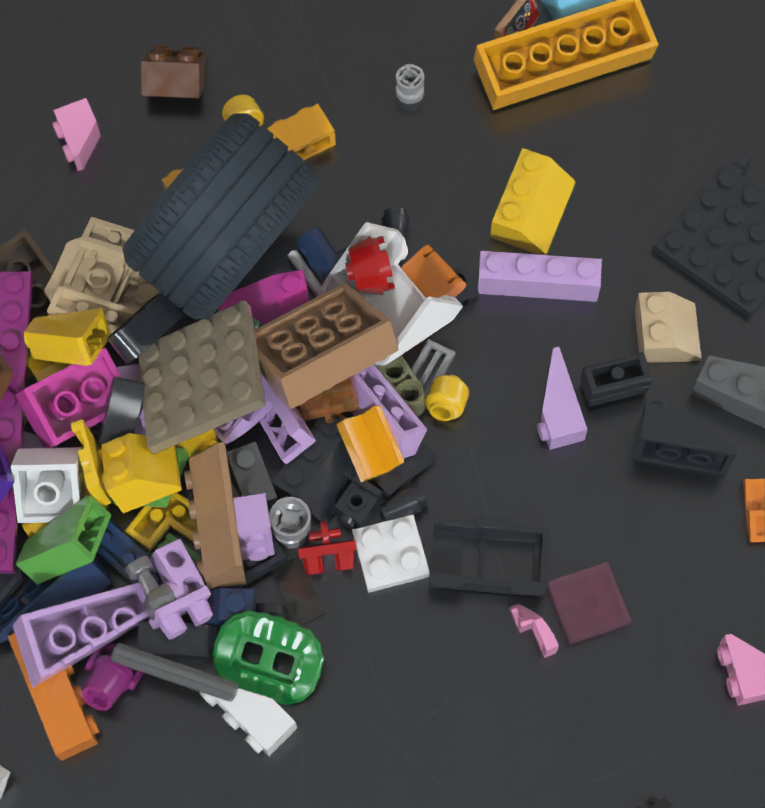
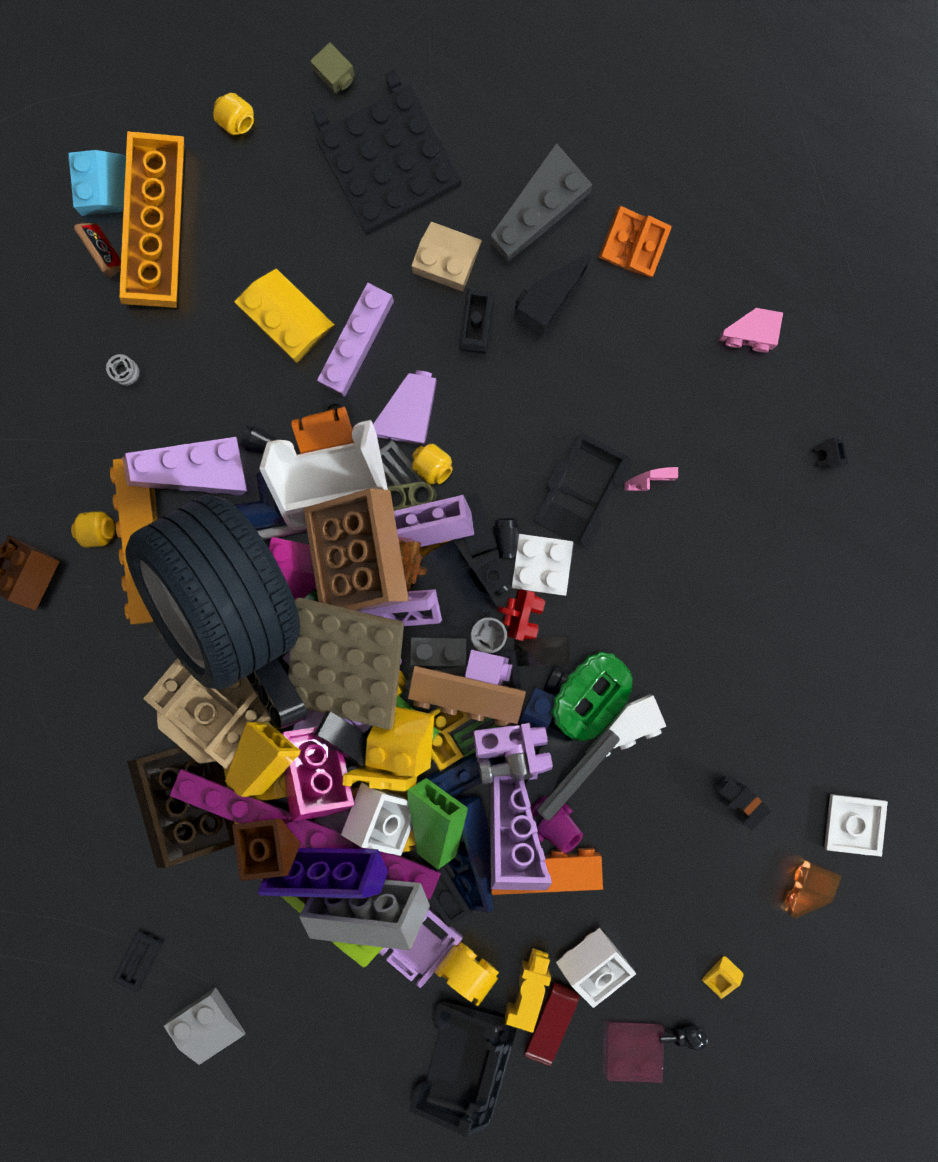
camera: 65 degrees left, 20 degrees up
(79, 129) = (46, 677): bright pink slope -> none
(344, 177) = (198, 466): none -> lavender wedge
(370, 266) = (299, 481): red cone -> none
(370, 444) = (453, 545): light orange panel -> none
(492, 353) = (409, 410): none -> lavender slope
(561, 414) = (481, 377): lavender slope -> none
(588, 603) = (649, 427): clear pink plate -> none
(704, 84) = (233, 114): none -> yellow head

